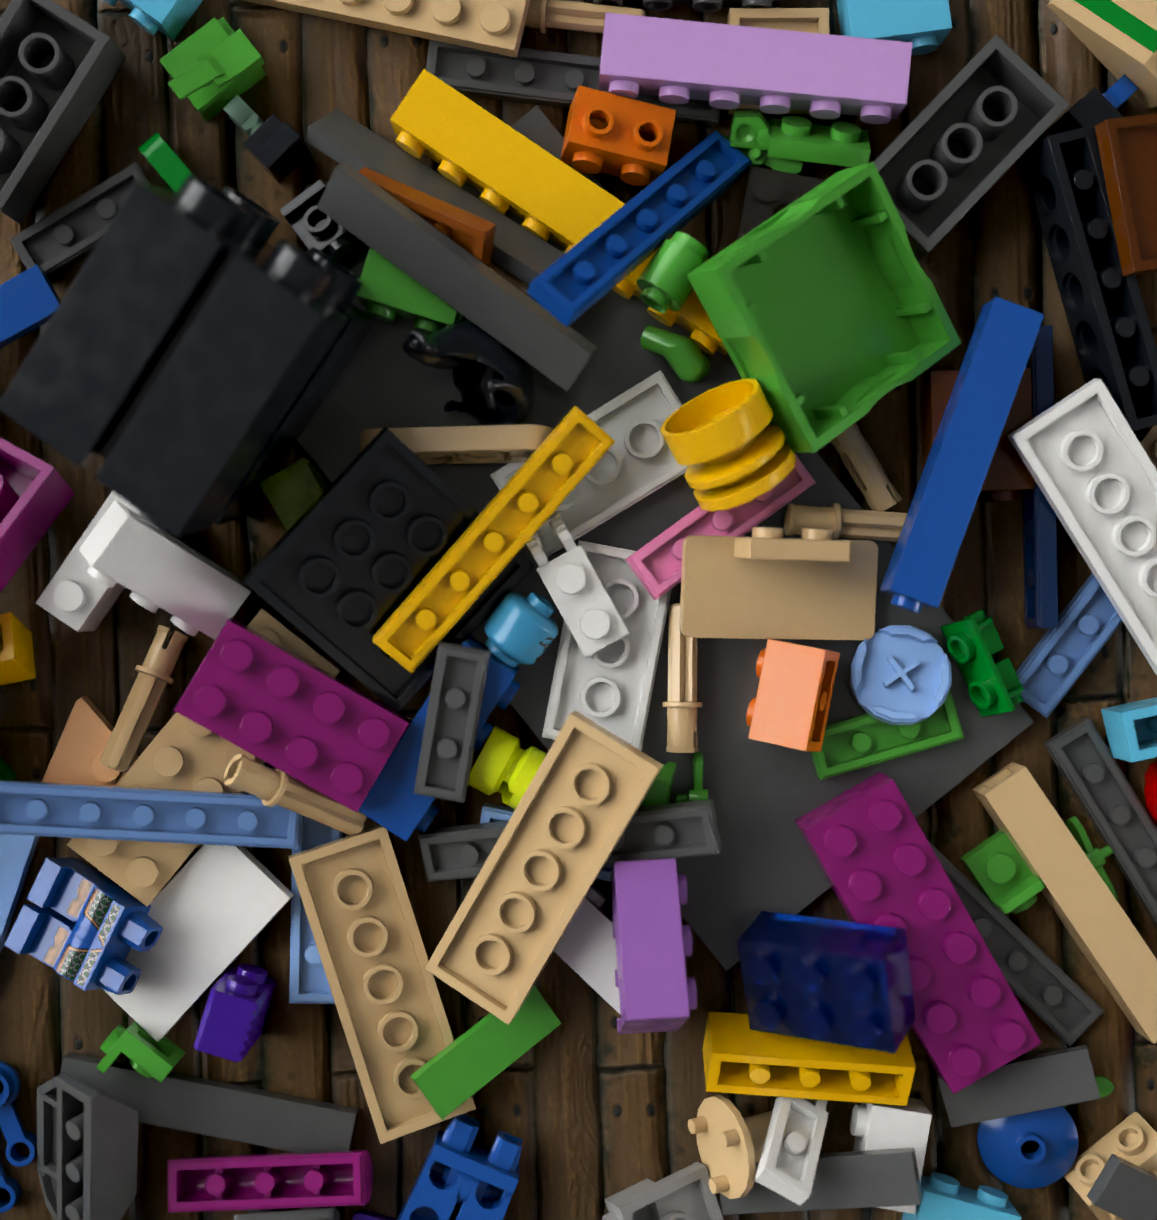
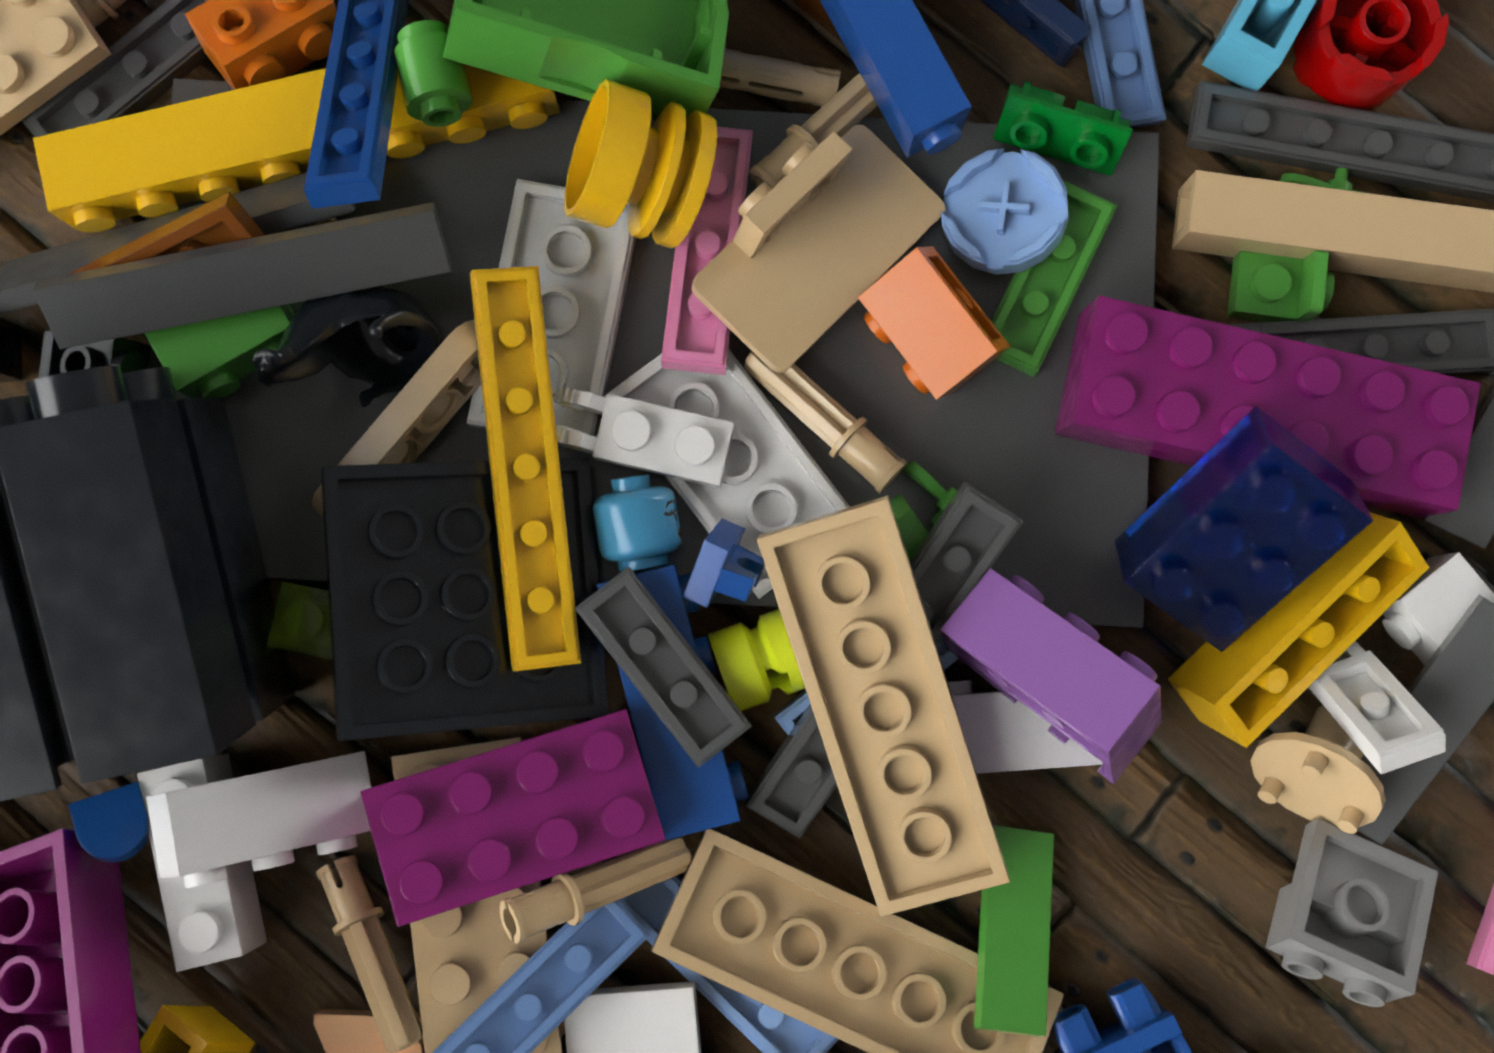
camera: 45 degrees left, 5 degrees down
(79, 492) = (112, 823): none -> blue tile
(541, 704) = (724, 566): none -> blue tile
(679, 351) = (517, 145): bright green arm -> none

